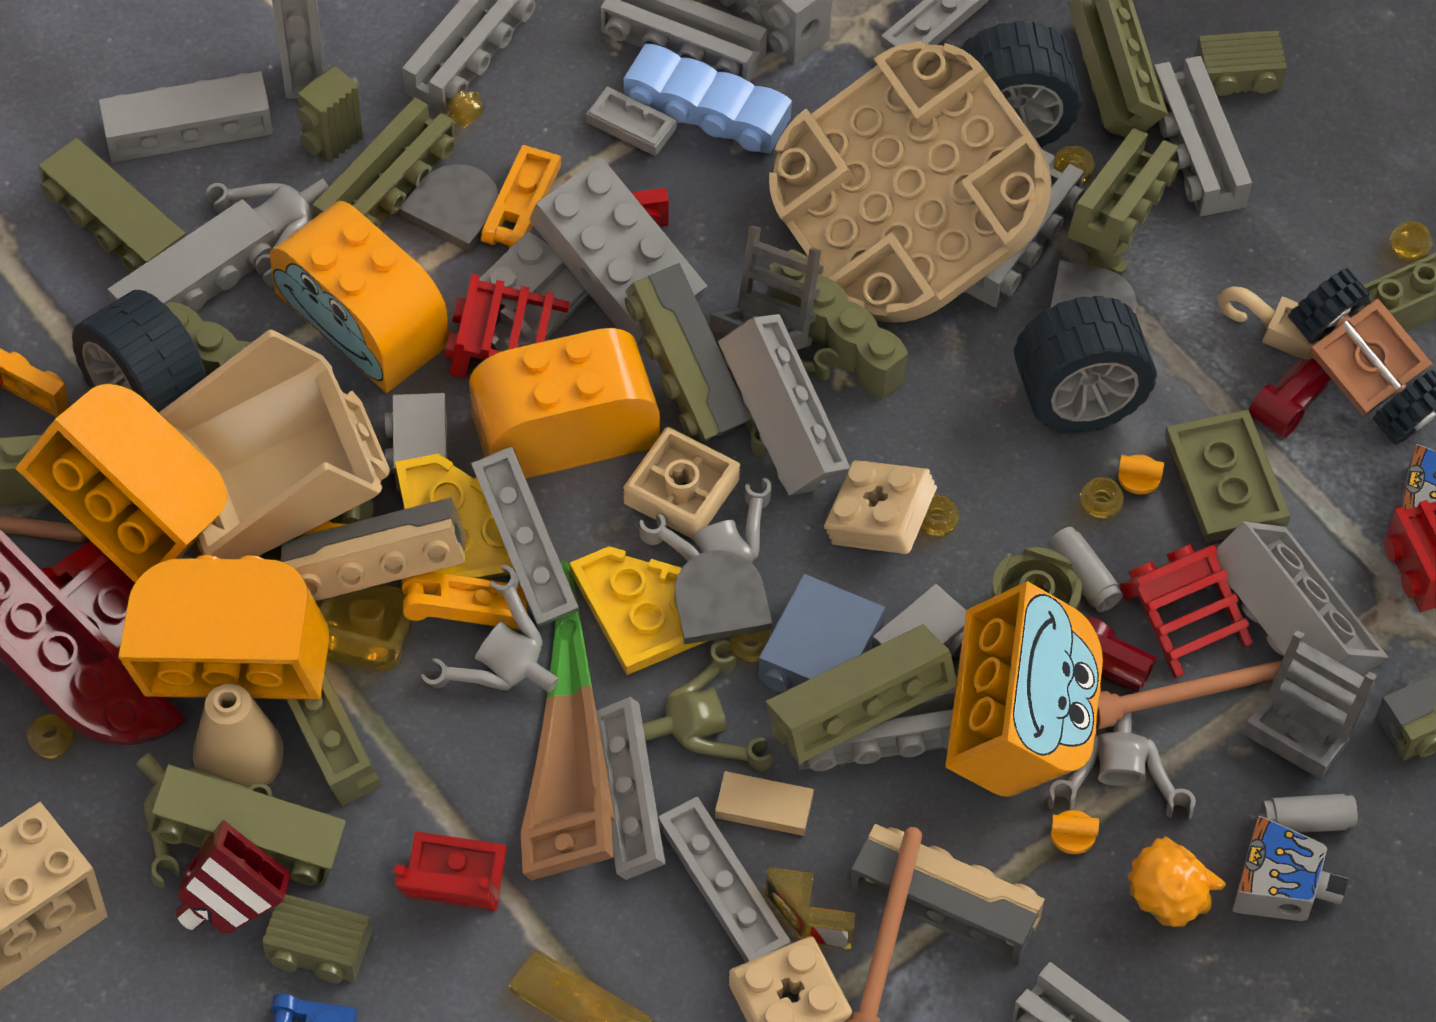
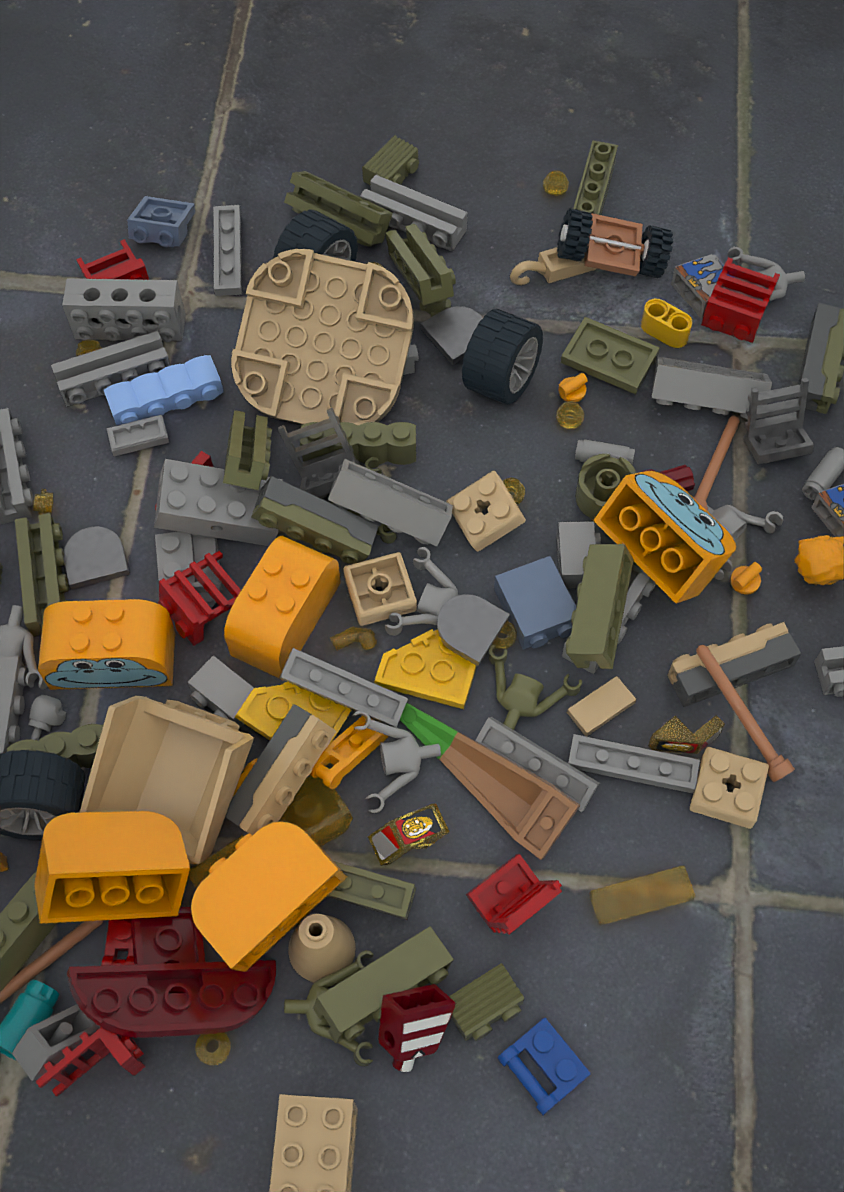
camera: 45 degrees left, 5 degrees up
(244, 309) = (44, 713): none -> light grey piece
(436, 728) = (408, 832): none -> slope
(524, 186) = (127, 521): light orange plate -> none
(606, 505) = (354, 634): none -> clear yellow arm
(698, 222) = (247, 452): none -> olive brick
(1179, 577) = (651, 422): red plate -> none
(1284, 405) = (593, 300): dark red piece -> none
(1335, 498) = (666, 323): none -> yellow beam

